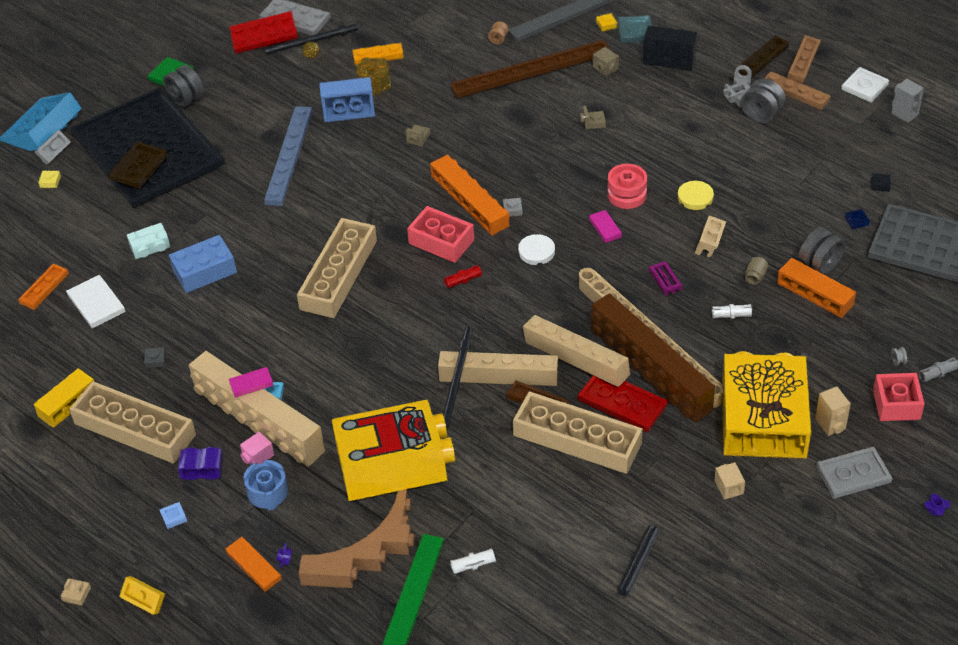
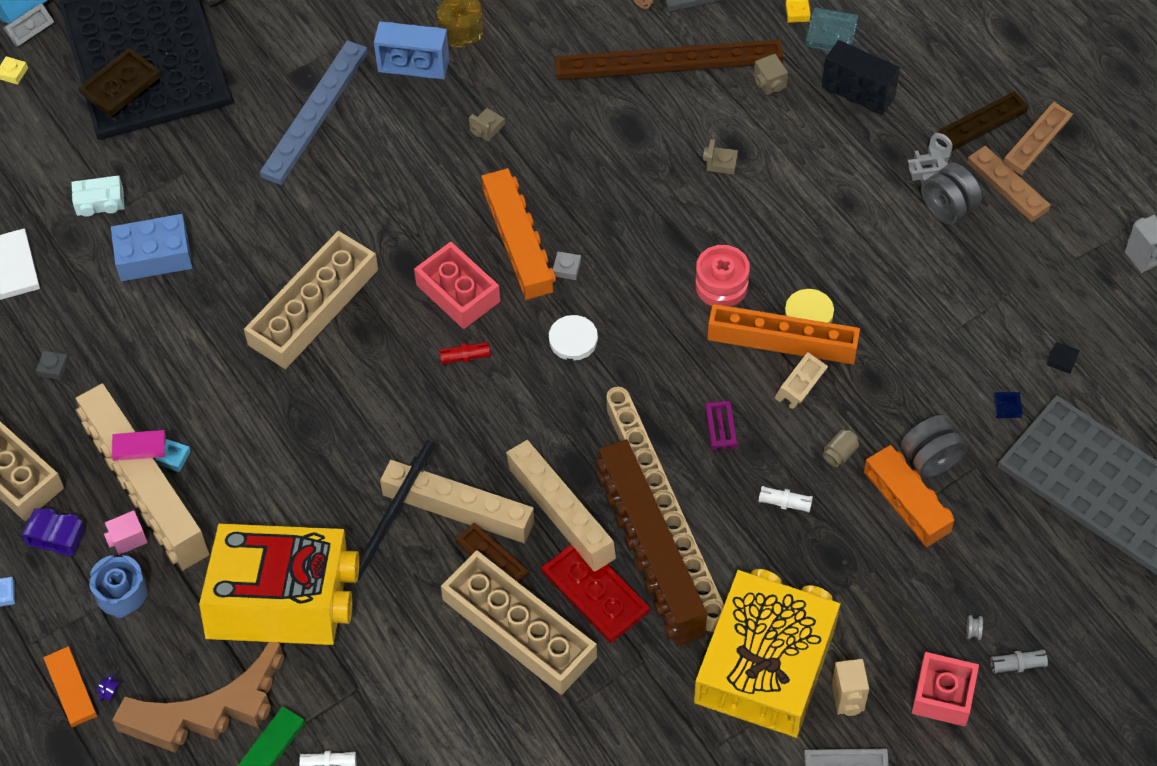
camera: 15 degrees right, 10 degrees up
(605, 226) = (674, 327): dark pink tile -> none
(685, 210) = (783, 334): none -> orange brick
(729, 480) = (682, 744): tan brick -> none
(865, 84) = (1106, 198): white tile -> none

